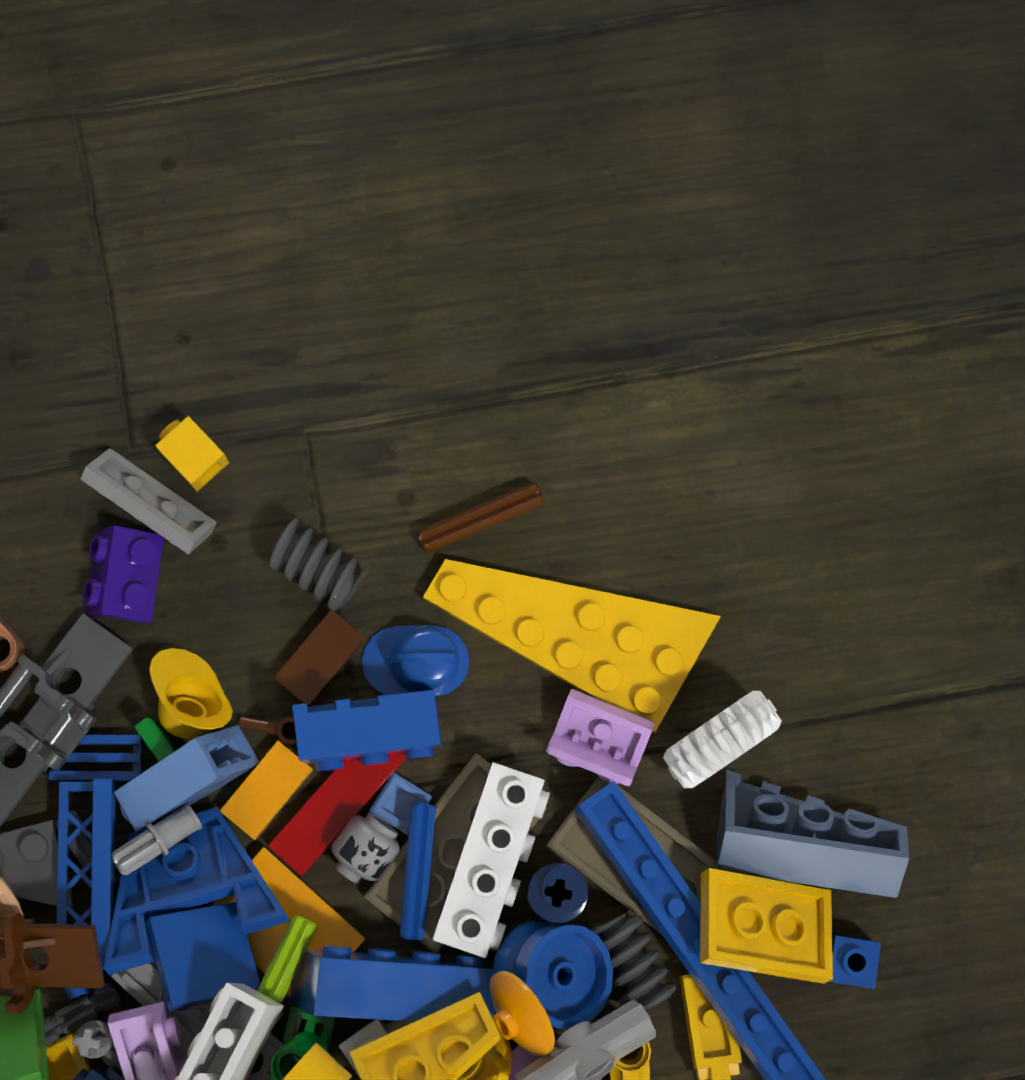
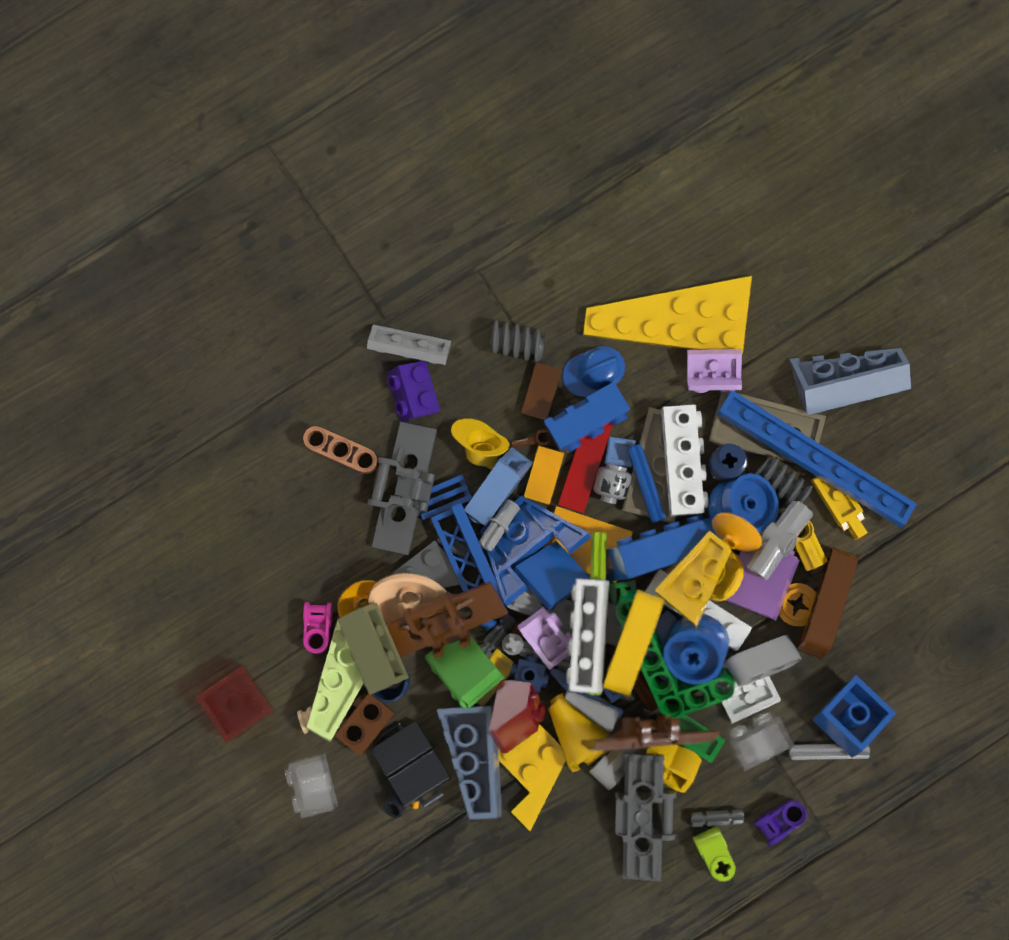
camera: 15 degrees left, 5 degrees up
(155, 738) = (473, 473): green tile -> none
(191, 452) = (420, 308): yellow brick -> none
(480, 517) = (596, 276): reddish brown axle -> none
(722, 739) = (781, 342): white gear -> none
(766, 926) = (847, 433): yellow plate -> none
(869, 951) = (892, 436): blue plate -> none

